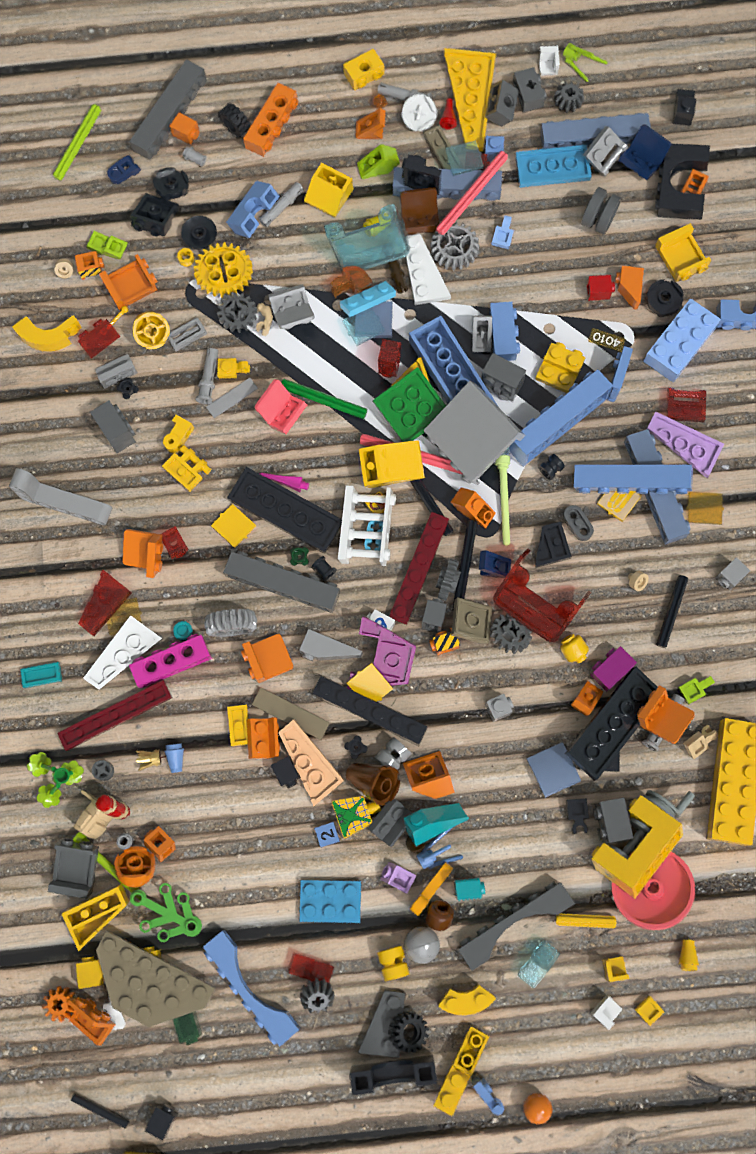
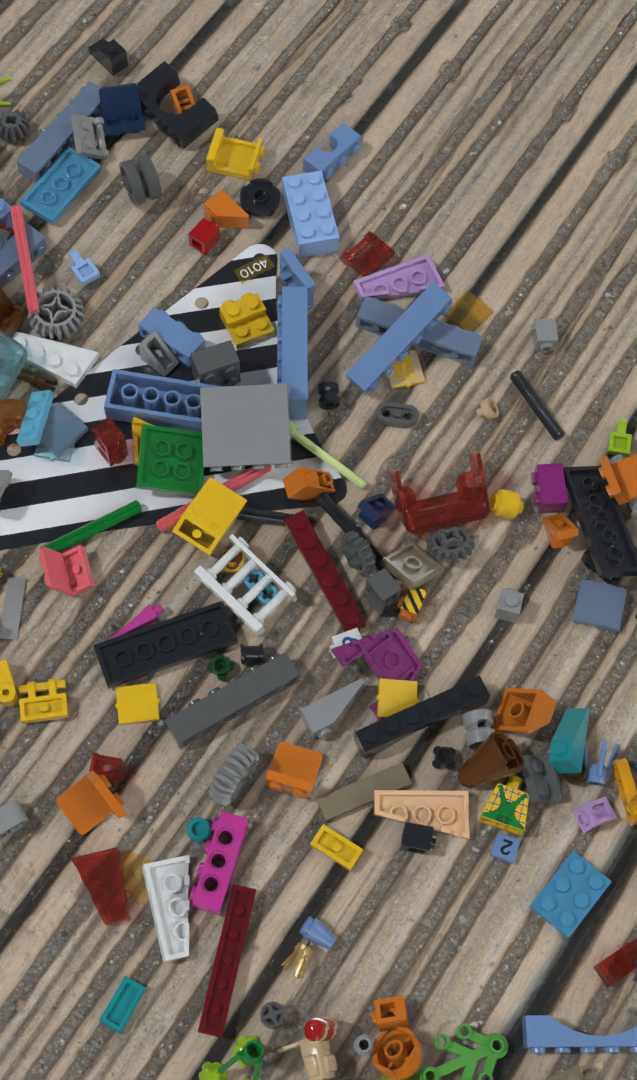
camera: 60 degrees left, 10 degrees down
(263, 738) = (368, 833): orange bracket -> none
(552, 545) = (399, 450): black wing -> none

